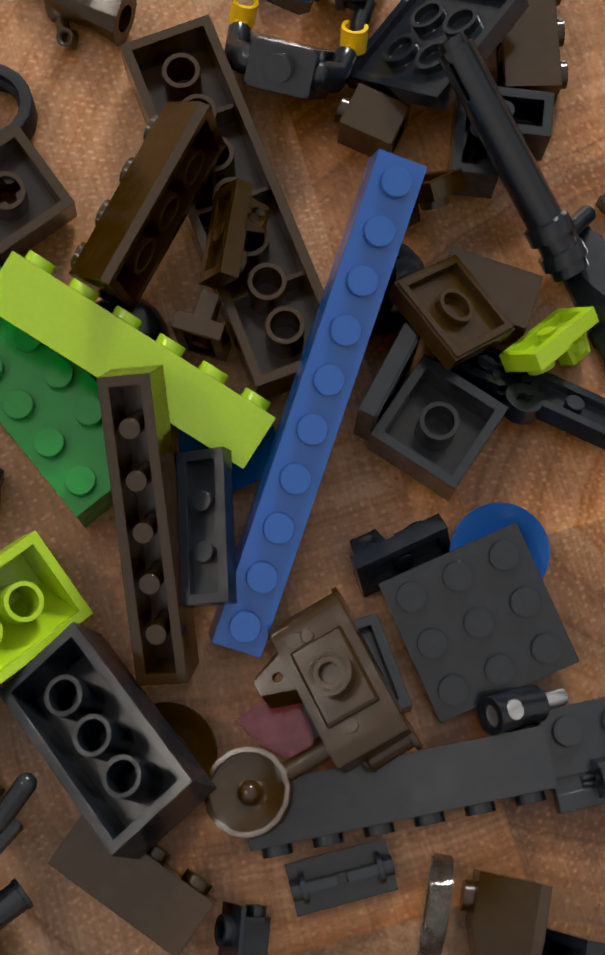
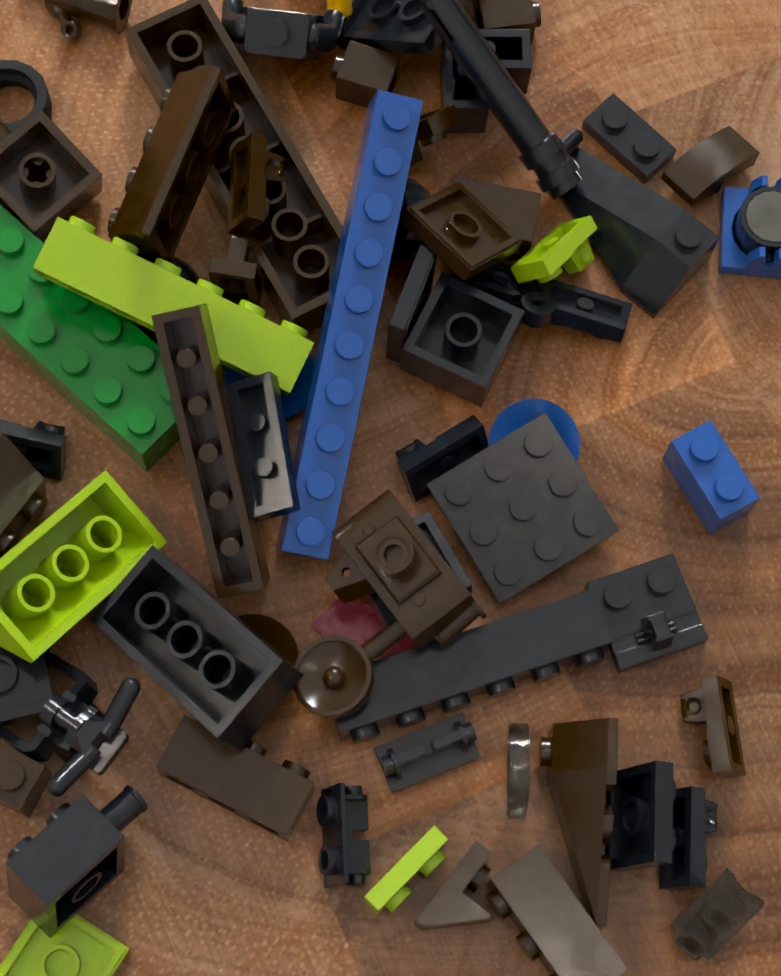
camera: 10 degrees left, 5 degrees down
(518, 708) = (568, 578): black piece -> none

